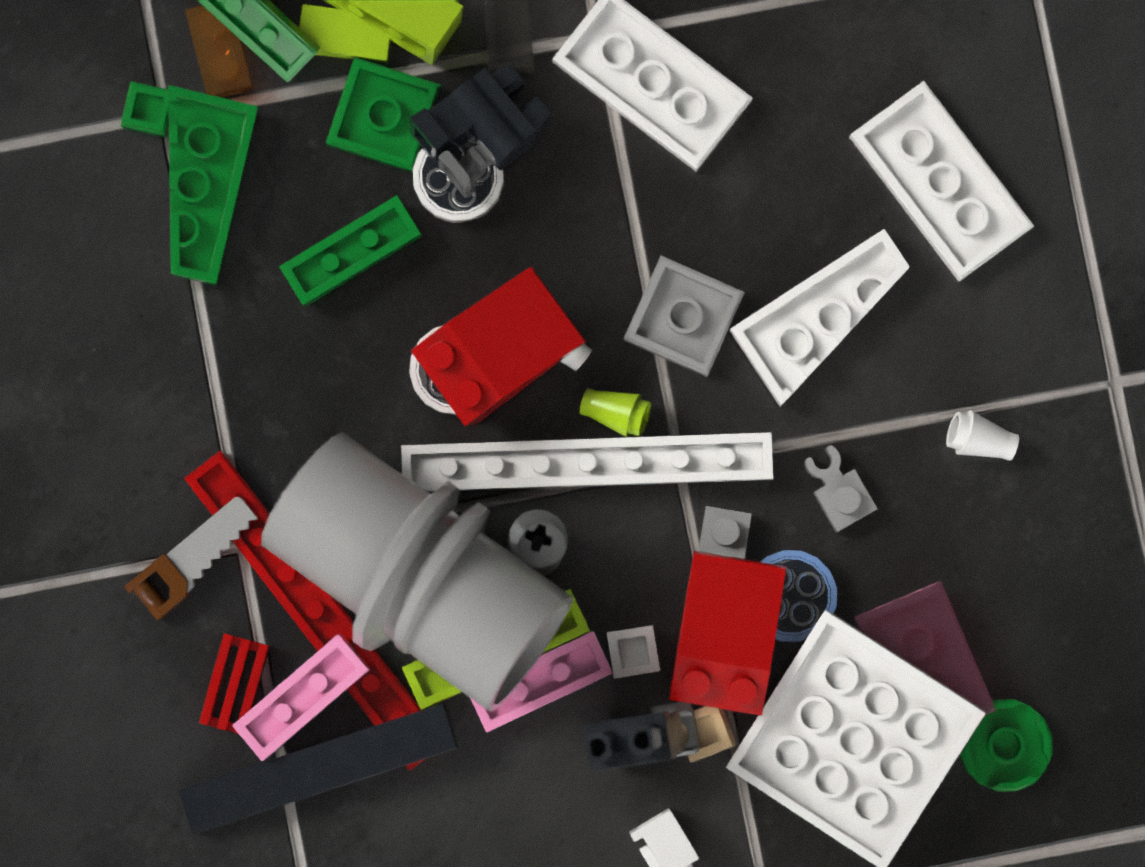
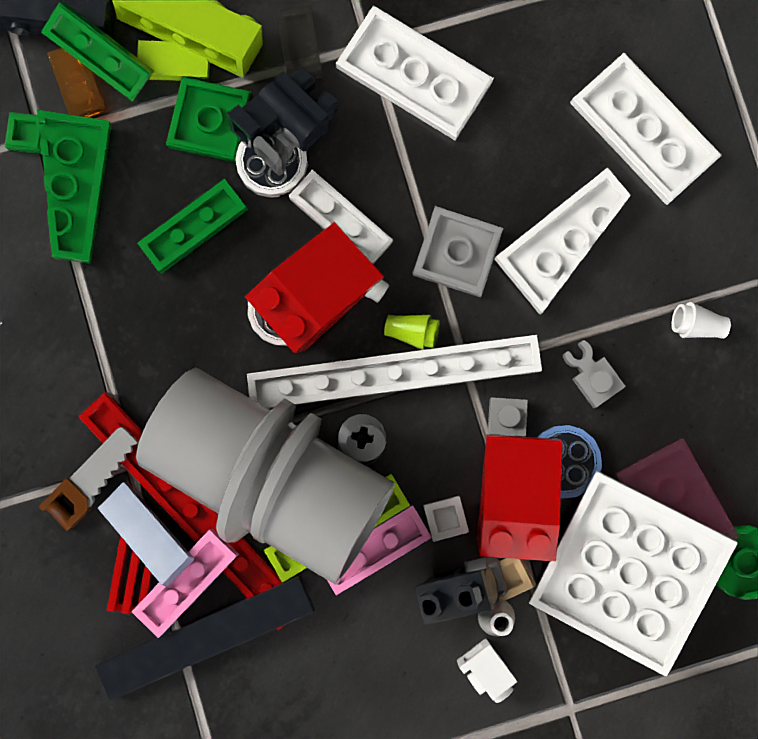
camera: 10 degrees left, 0 degrees up
(257, 632) = (146, 534): none -> tile
(528, 245) = (328, 206): none -> white tile
(672, 774) = (487, 619): none -> white cone

